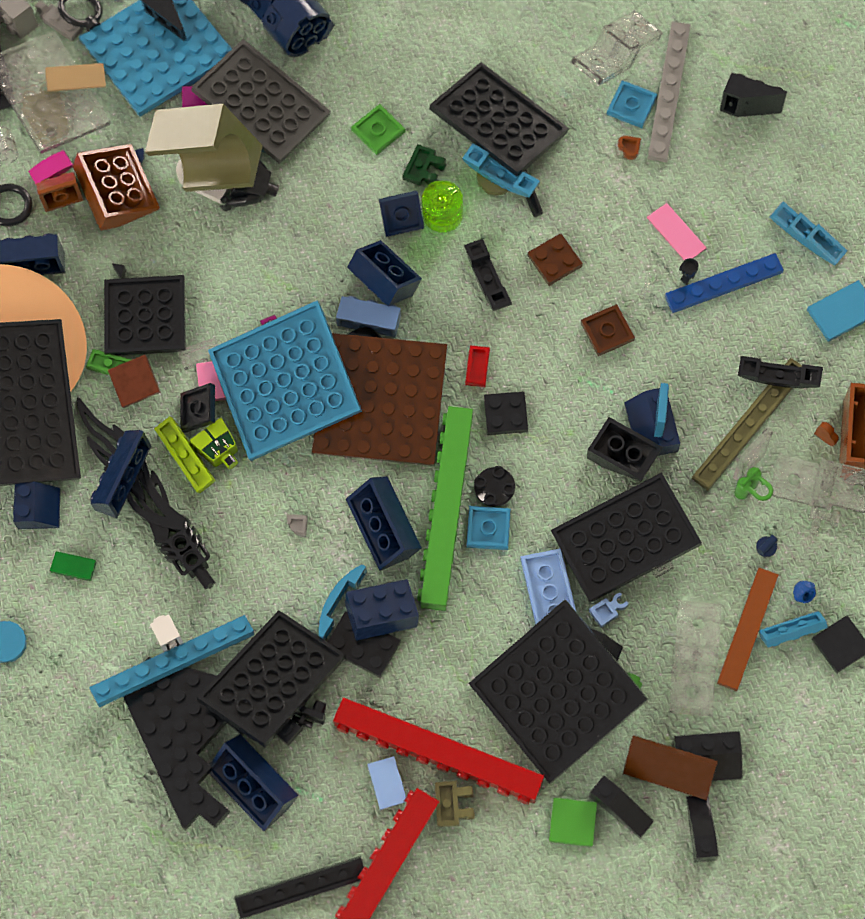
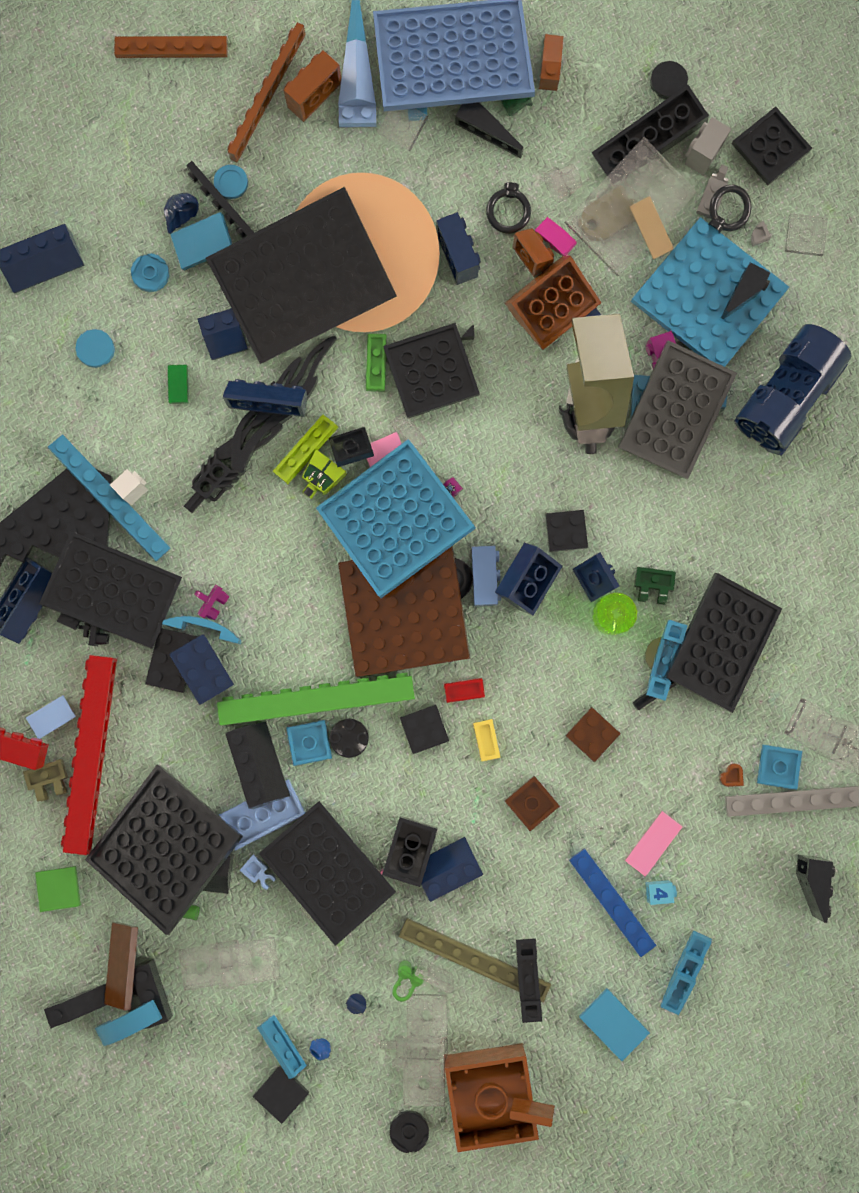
camera: 70 degrees right, 15 degrees up
(134, 381) = (363, 381): copper tile -> none
(298, 524) = (268, 570): light grey tile -> none
(312, 588) = (206, 609): none -> magenta hips
(346, 232) = (566, 531): none -> black plate
(378, 129) = (683, 529): bright green tile -> none
(383, 522) = (286, 647): dark blue slope -> none
(486, 275) = (556, 675): black slope -> none
(497, 581) = (257, 765): none -> black slope
(533, 357) = (486, 740): none -> light yellow tile
(620, 806) = (80, 927): black slope -> none
(661, 410) = (449, 880): dark azure tile -> none
(688, 269) = (610, 868): black piece -> none
(724, 236) = (660, 892): none -> medium azure brick
(733, 775) = (128, 1023): none -> dark azure slope
(747, 629) = (273, 1004): dark orange tile -> none
(827, 434) = (481, 1036): dark orange tile -> none

